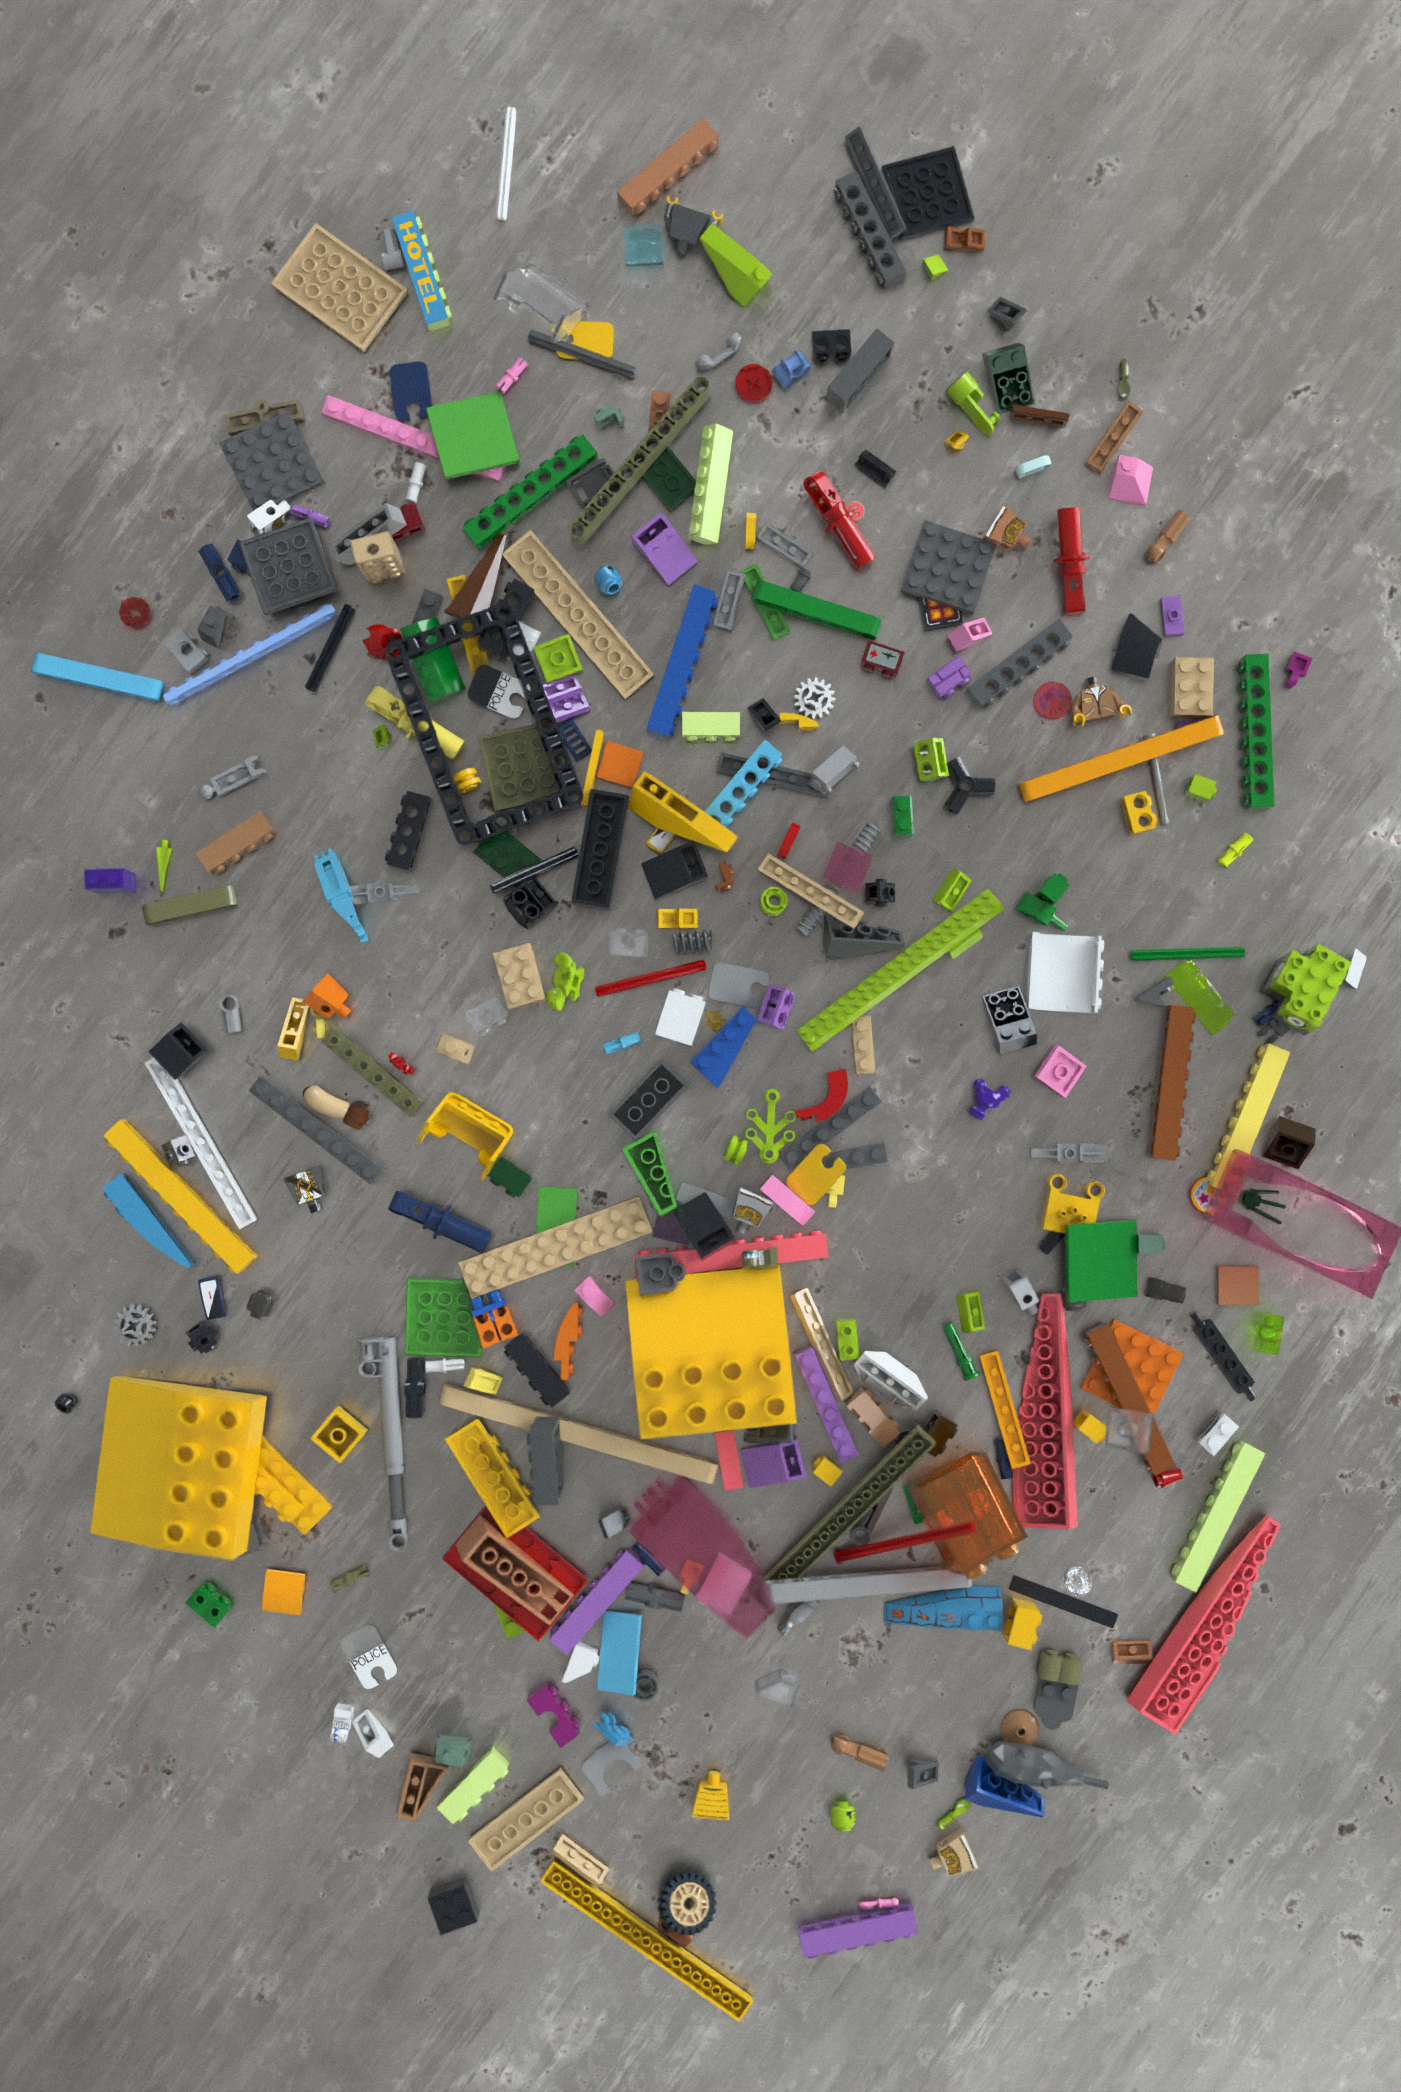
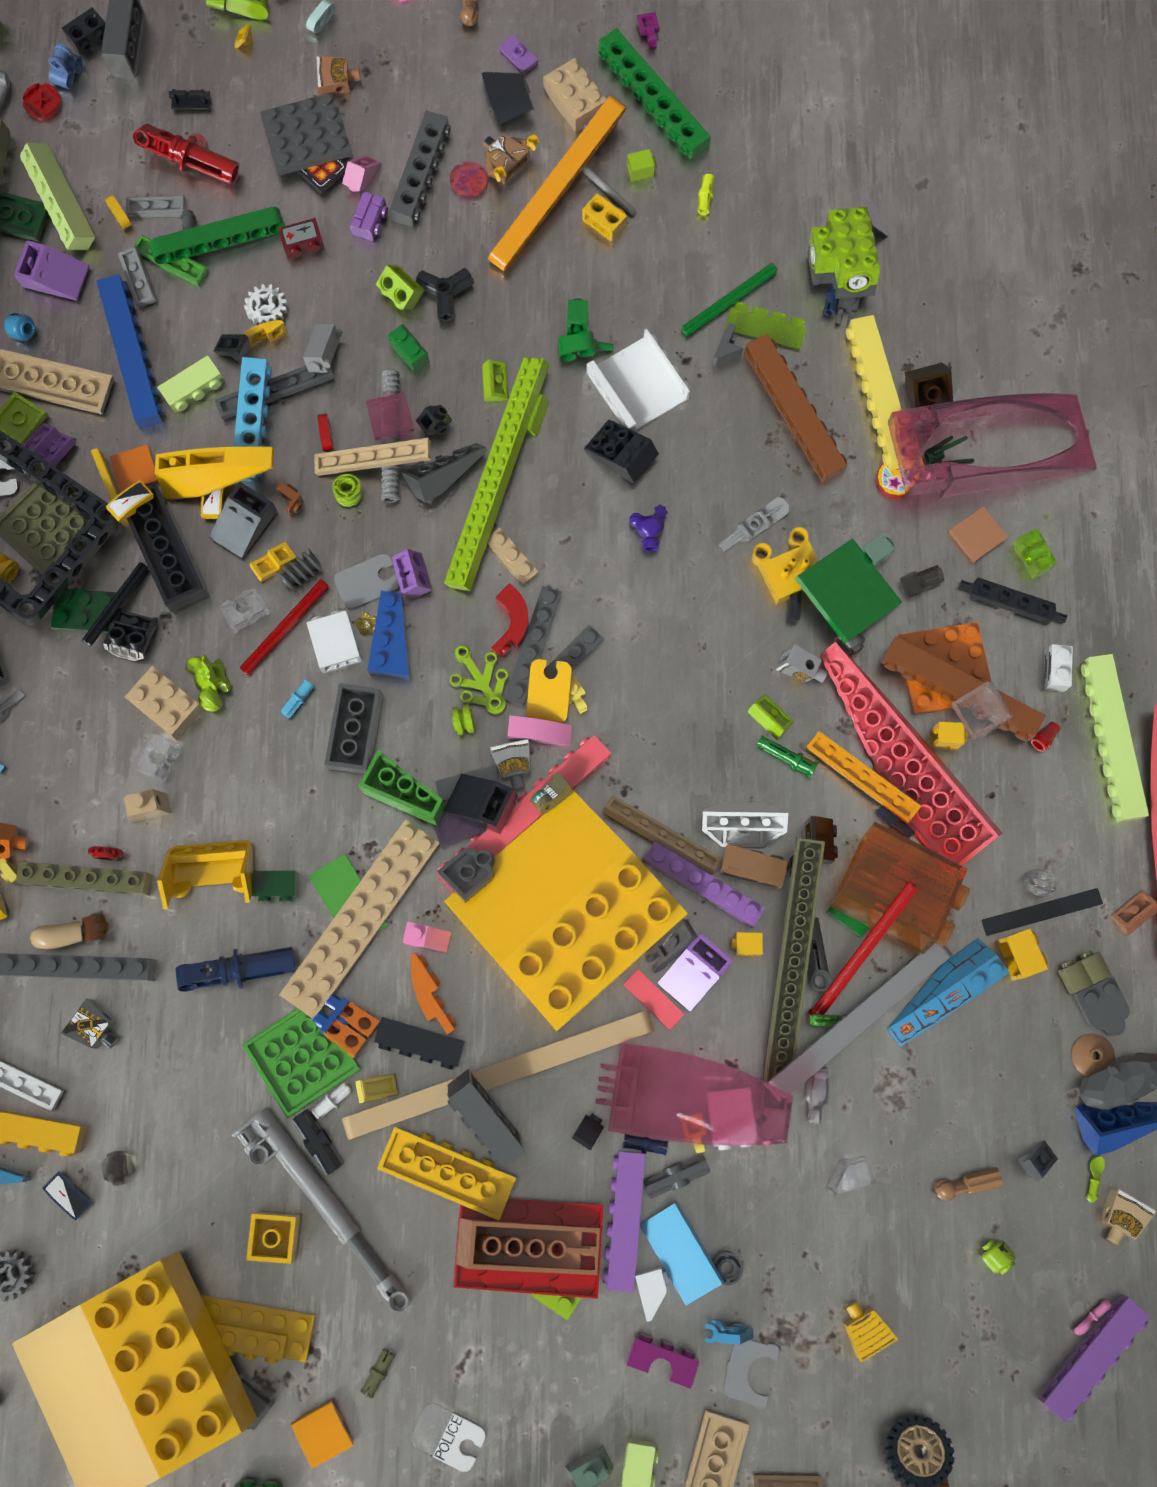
camera: 35 degrees left, 10 degrees down
(198, 1332) = (70, 1242): black brick -> none
(587, 750) = (66, 462): dark blue slope -> none
(598, 798) = (128, 500): none -> slope
(842, 1566) = (824, 1020): none -> bright green axle
(847, 1339) = (680, 814): lime brick -> none
(1060, 1071) = (695, 461): bright pink hinge -> none
(1071, 558) = (402, 59): red piece -> none

